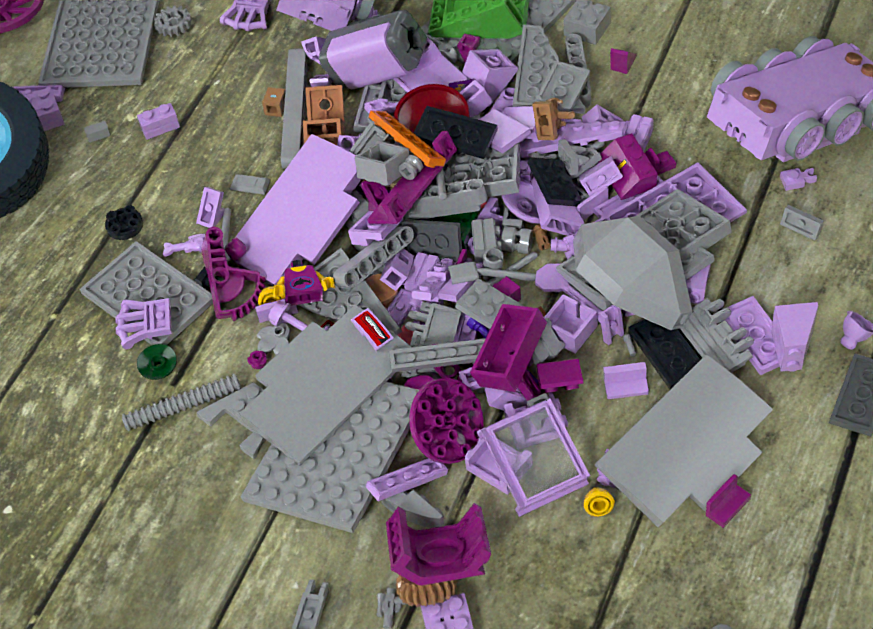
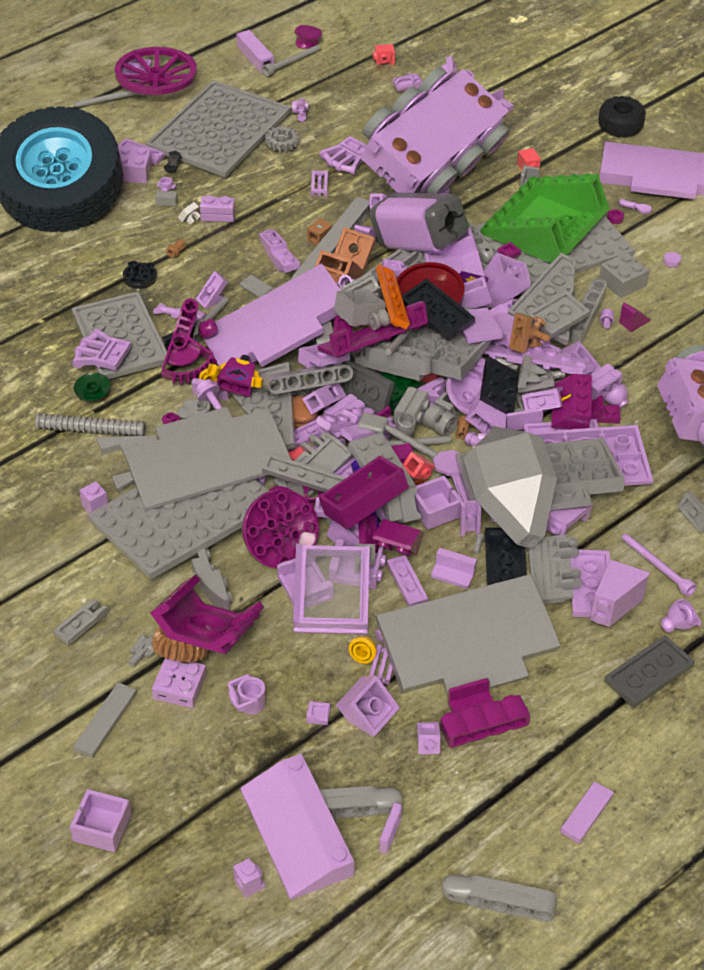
camera: 20 degrees right, 5 degrees down
(78, 90) = (173, 162): none -> black piece
(87, 117) = (166, 184): none -> lavender plate
(132, 137) = (189, 212): none -> white tile
(141, 182) = (173, 250): none -> medium nougat pin
(237, 476) = (93, 497): none -> lavender brick
(242, 59) = (319, 190): none -> lavender tile
(247, 139) = (277, 251): none -> lavender slope
(372, 329) = (266, 431): slope -> none
(406, 478) = (220, 558): lavender tile -> none
(525, 601) = (250, 694): none -> lavender piece
(529, 295) = (418, 466): none -> coral brick
(592, 414) = (406, 581): none -> lavender plate
(597, 585) = (318, 713): none -> lavender tile
(598, 69) = (606, 317): none -> lavender cylinder
(638, 521) = (380, 649): none -> lavender tile
(639, 554) = (368, 705): none -> lavender slope
(660, 142) = (617, 396): none -> lavender brick
(715, 557) = (428, 737): none -> lavender bracket
(753, 516) = (484, 721): none -> magenta brick
(838, 297) = (686, 586): none -> lavender piece

